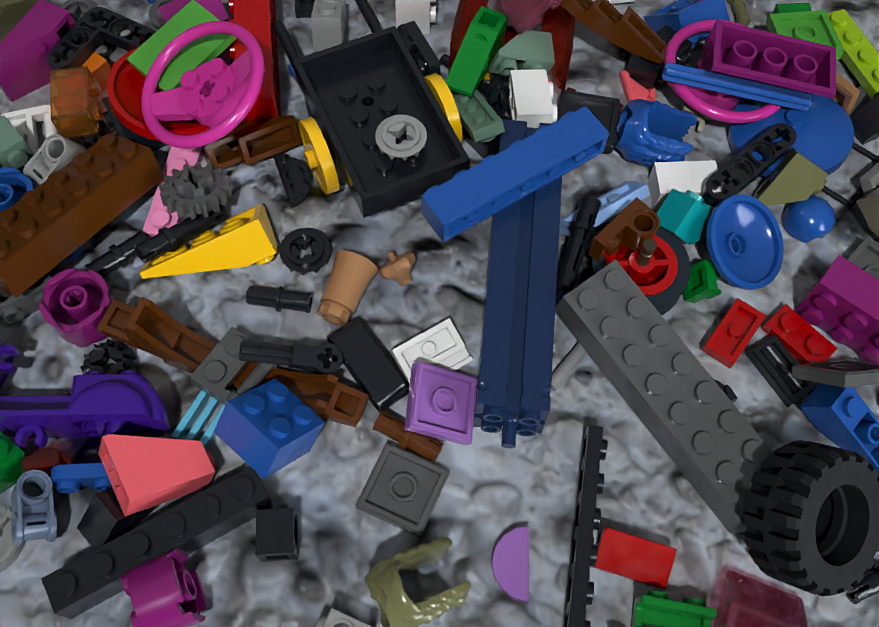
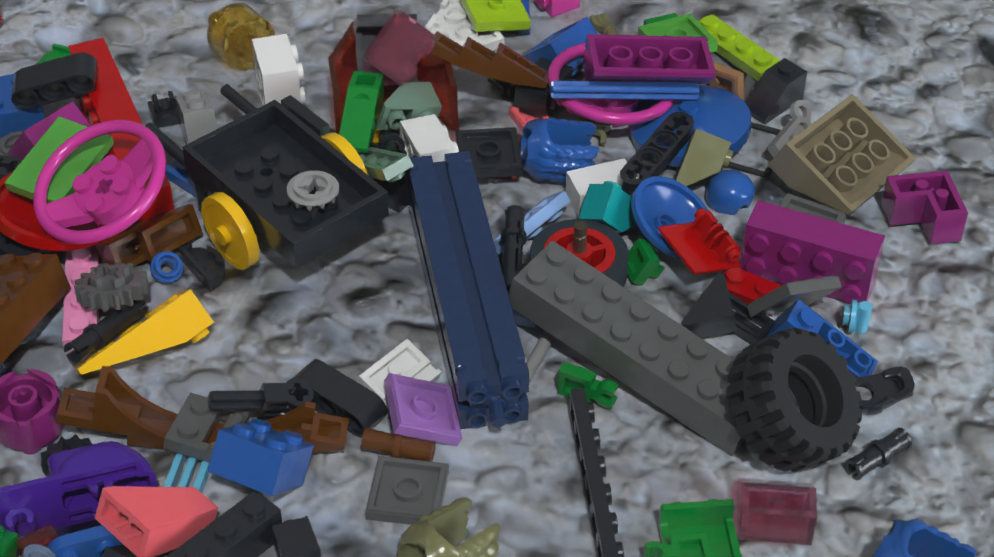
camera: 15 degrees left, 20 degrees down
(117, 256) = (51, 359): black pin -> none
(250, 167) = (170, 259): none -> blue plate
(279, 298) = (227, 365): black axle -> none
(302, 239) = (232, 314): black gear -> none
(345, 286) = (293, 338): medium nougat plant -> none
(398, 267) = (341, 314): medium nougat piece -> none
(511, 564) = (533, 523): medium lavender tile -> none
(513, 173) = (432, 195): blue brick -> none
(603, 413) = (578, 377): none -> green plate
(624, 230) = (554, 224): reddish brown plate -> none
(635, 558) = (645, 487): red slope -> none
(733, 333) = (684, 293): red plate -> none
(757, 365) = (712, 312): none -> black slope
(764, 283) = (703, 244): none -> red hinge

